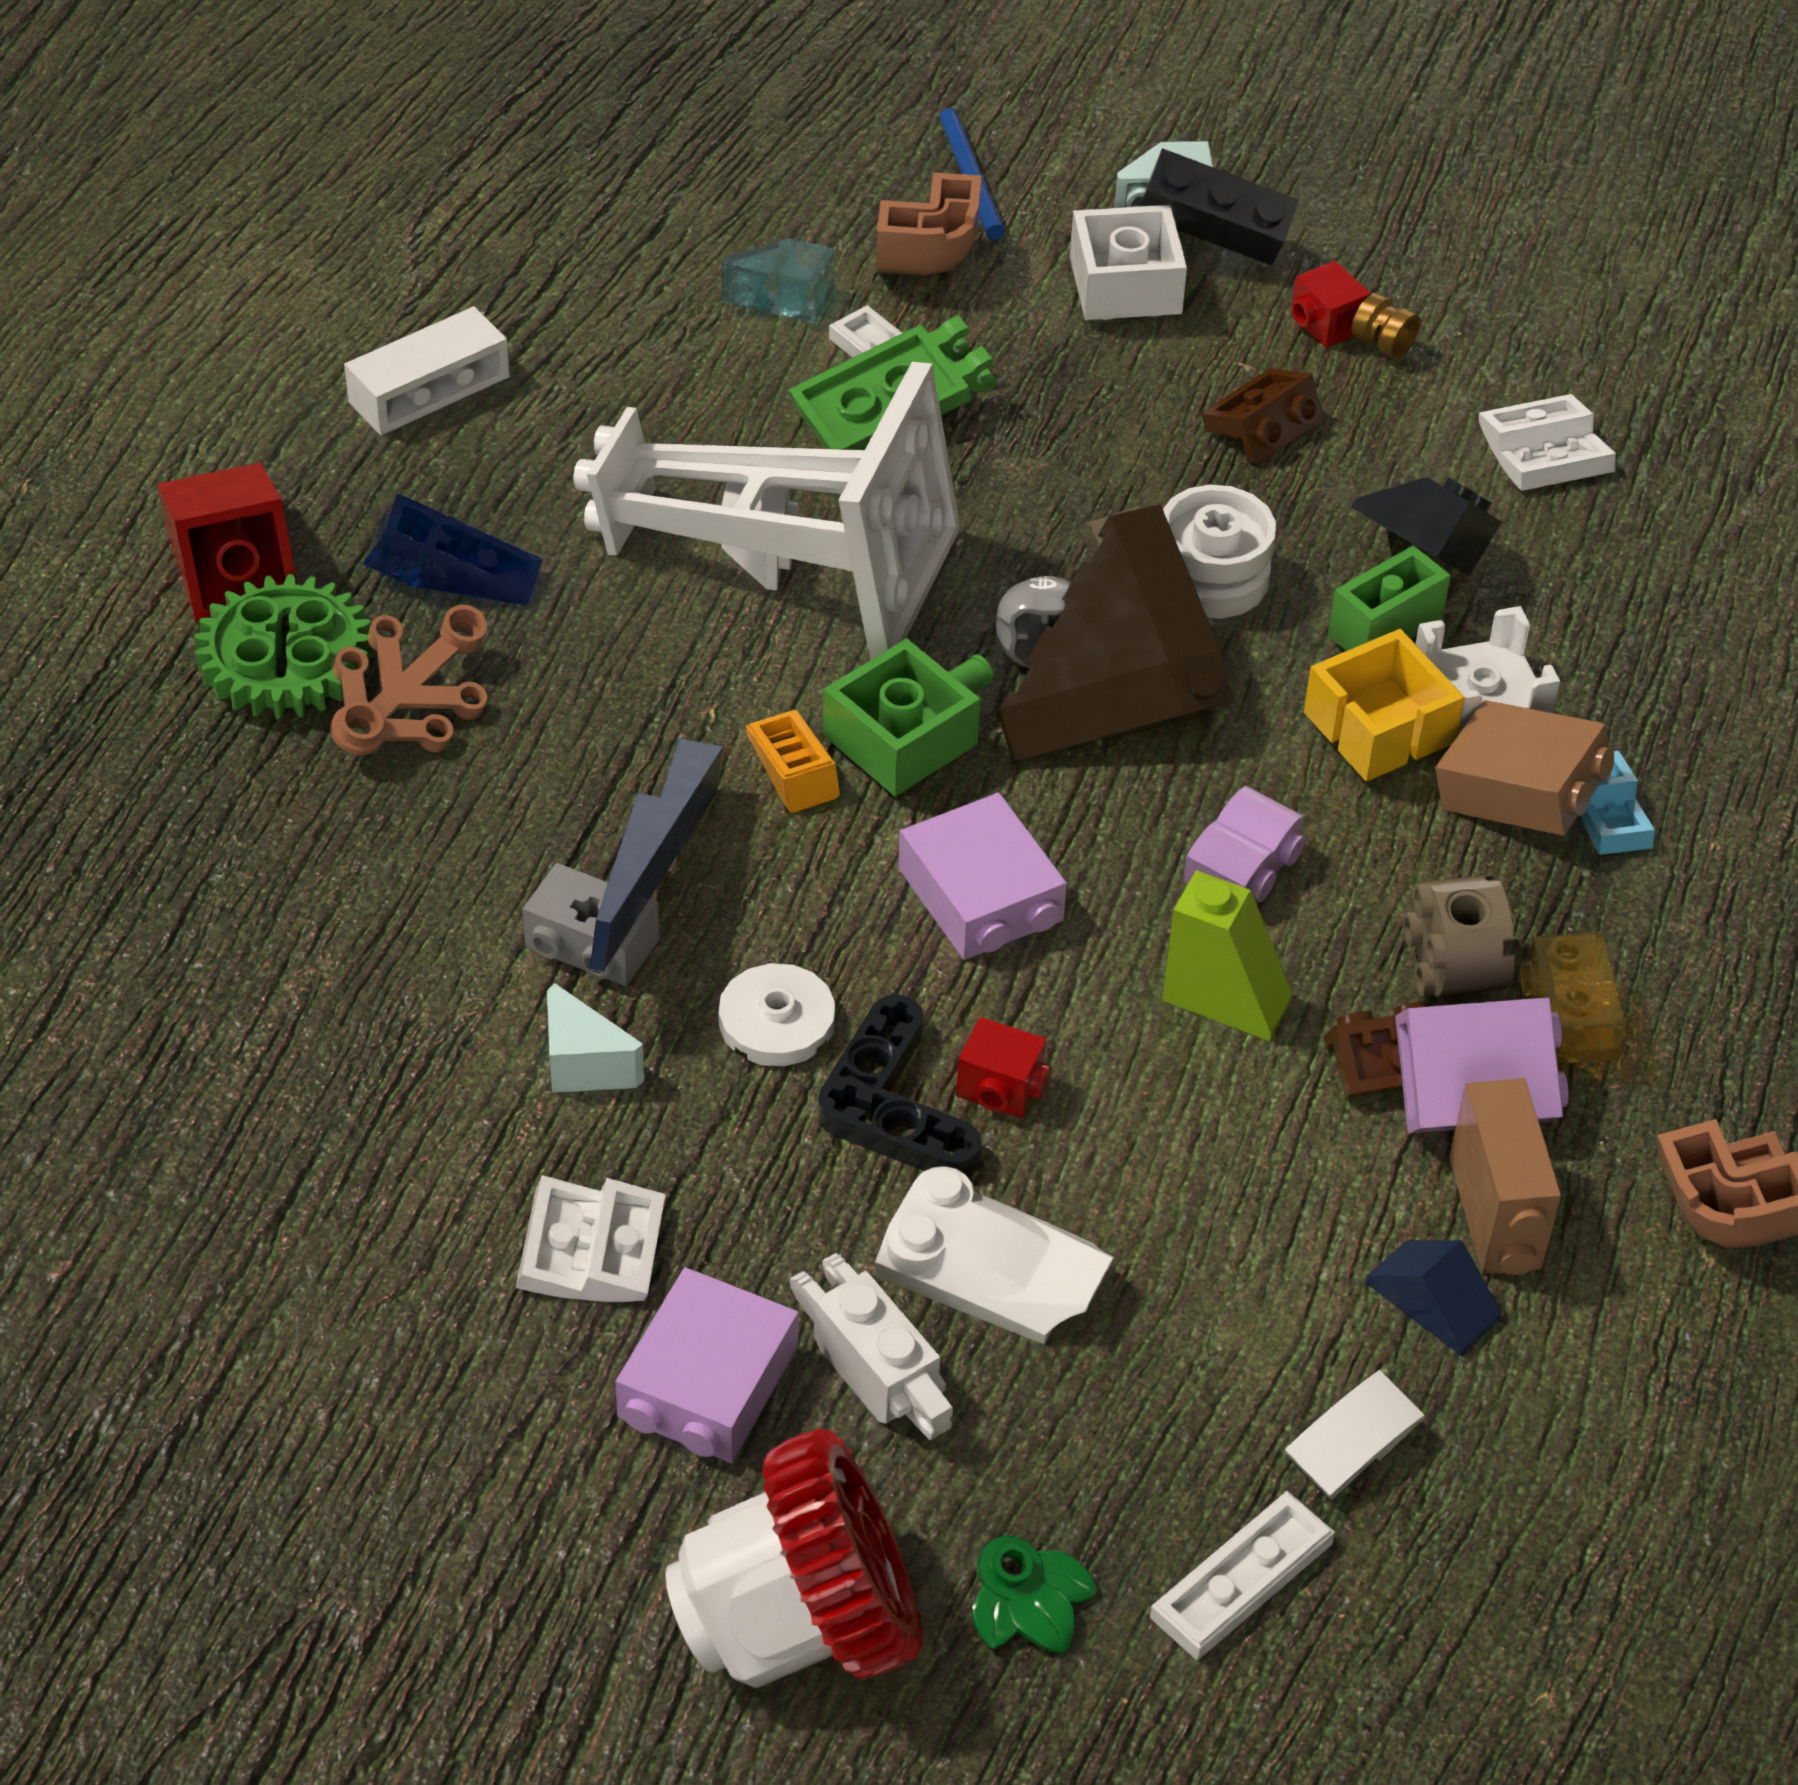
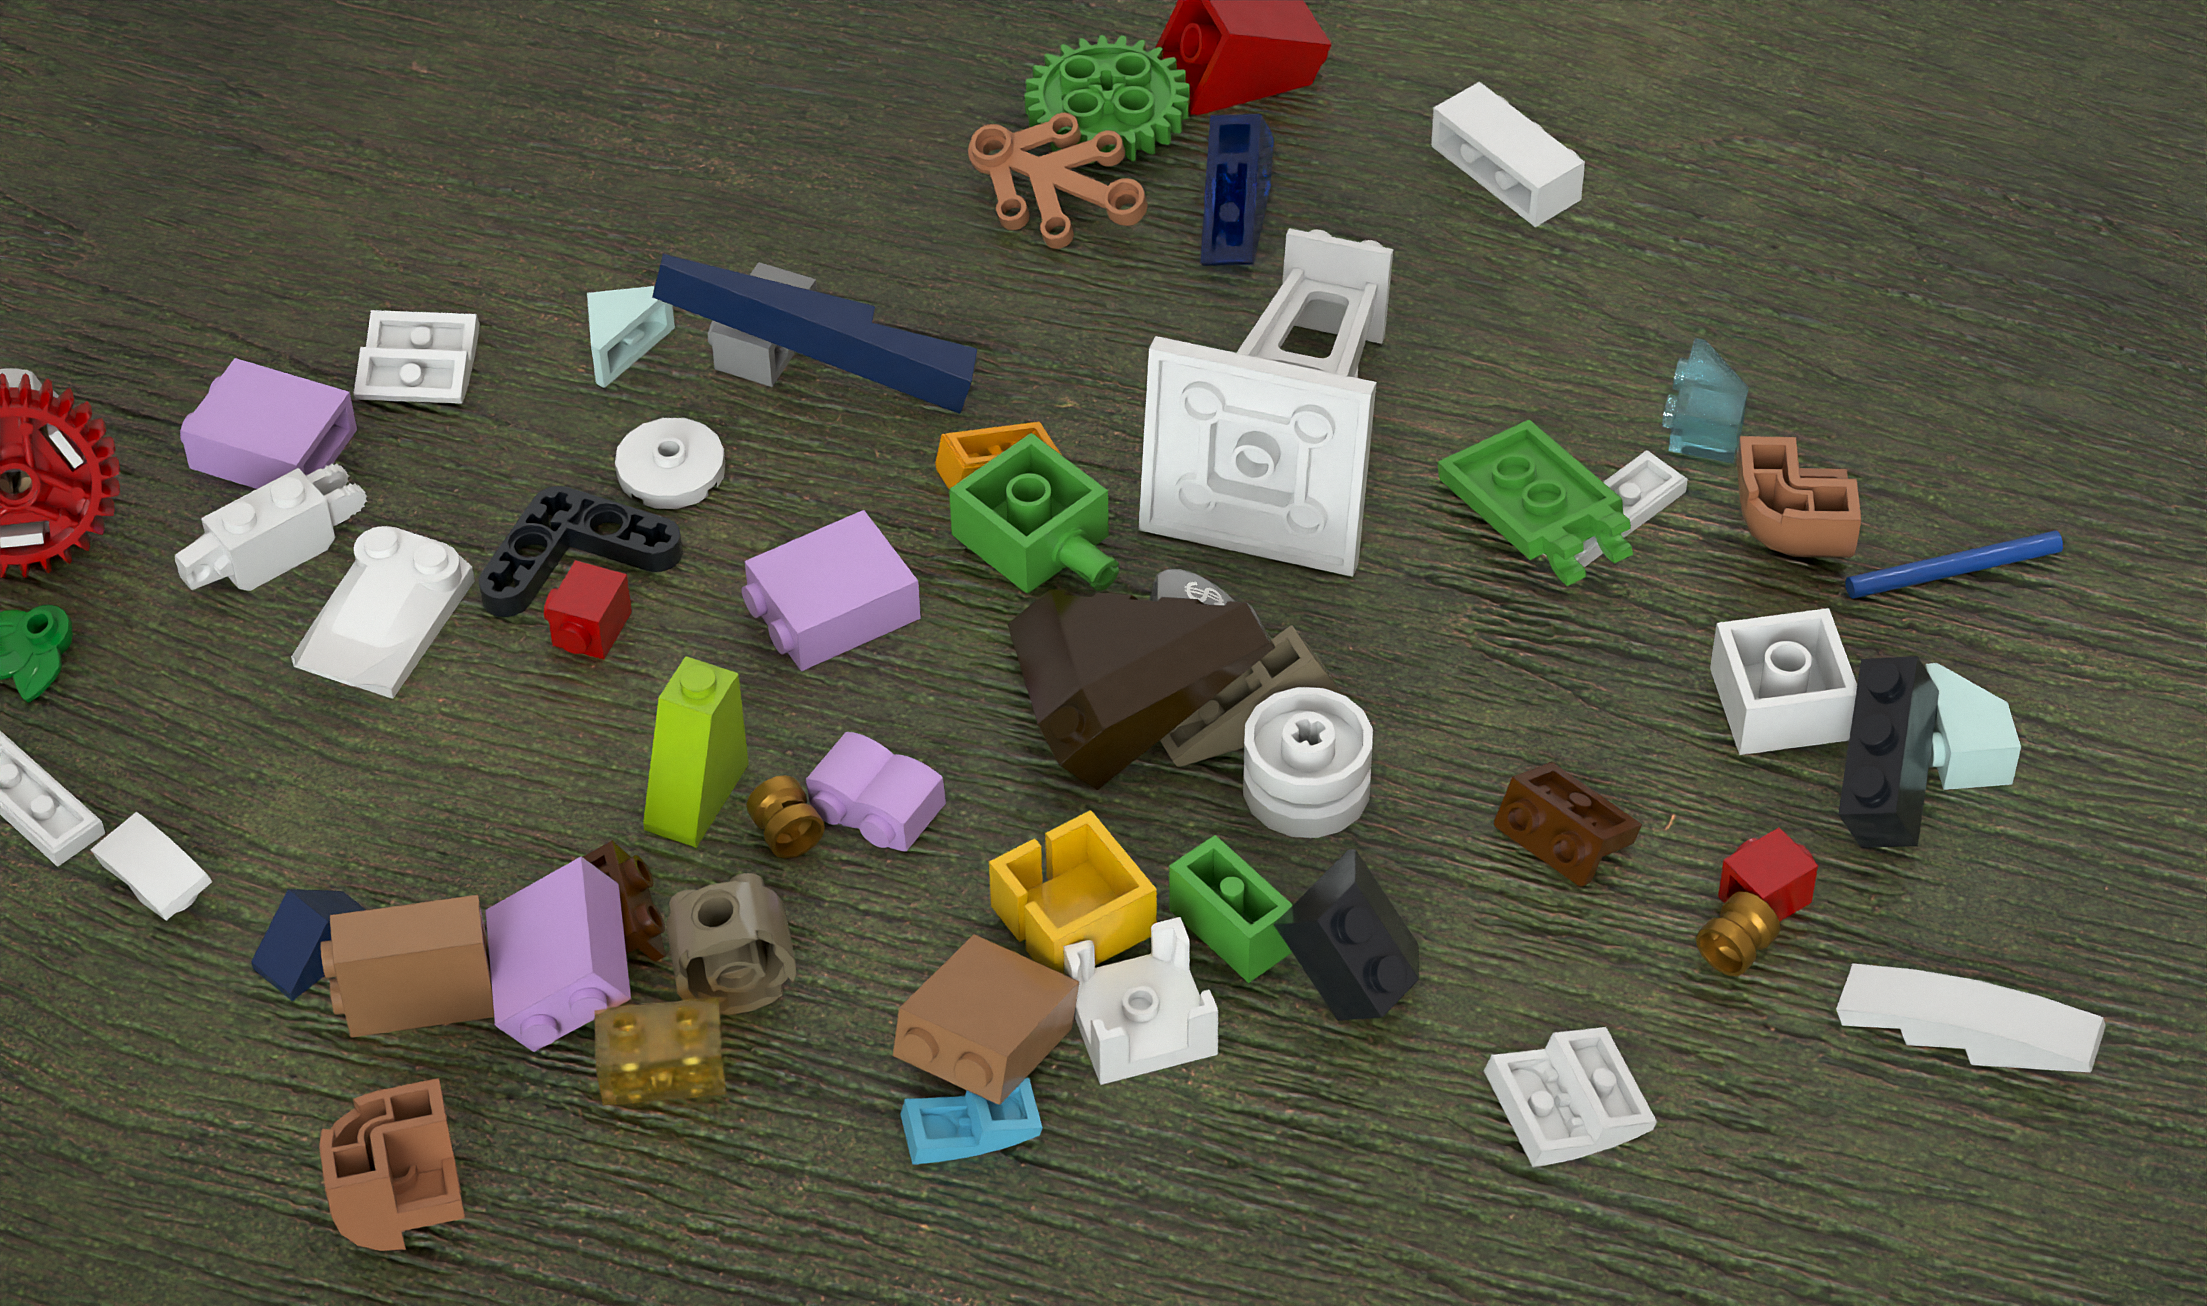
camera: 90 degrees right, 0 degrees up
(1286, 910) = (782, 812): none -> pearl gold wheel
(1462, 218) = (1986, 1019): none -> white slope

